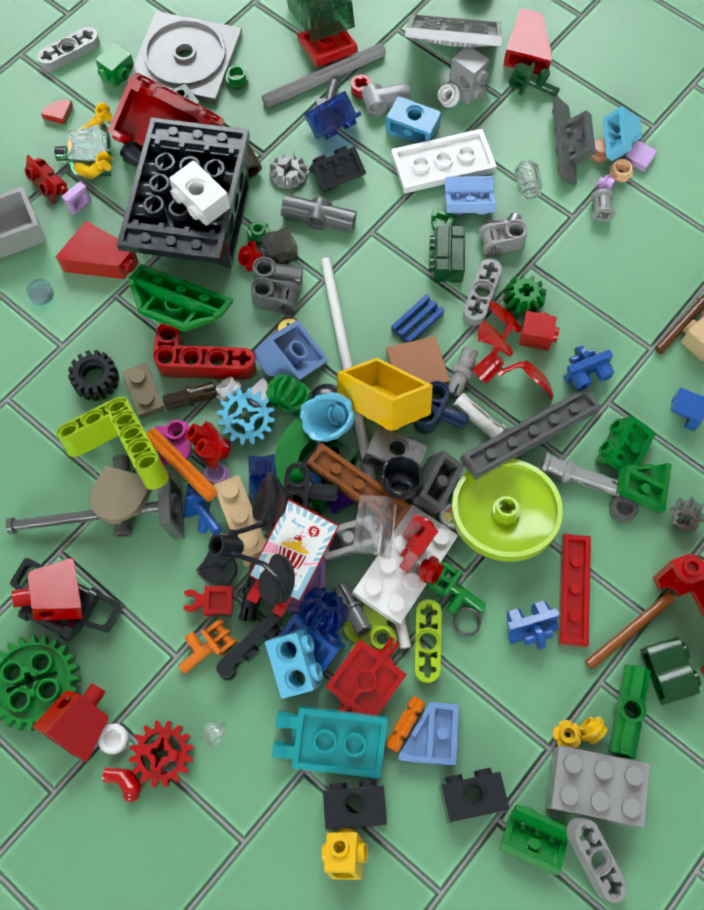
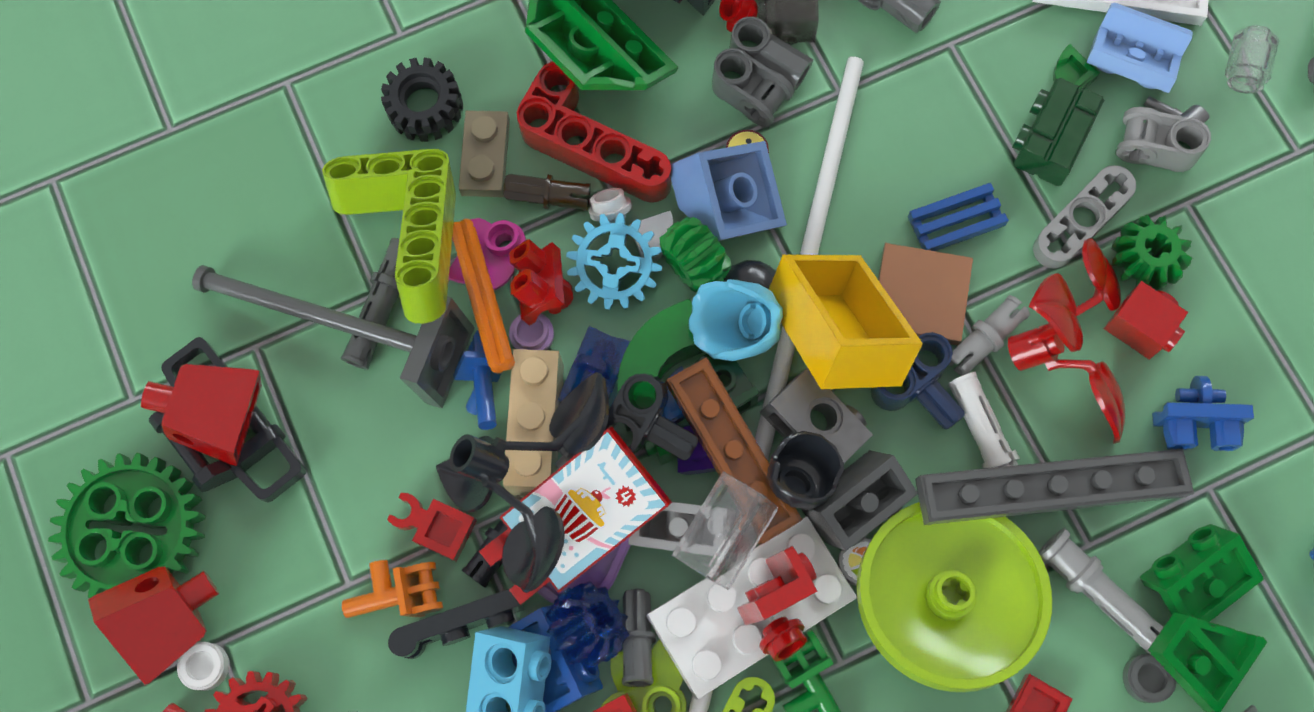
camera: 30 degrees right, 5 degrees up
(118, 495) = (364, 304): dark tan tile -> none

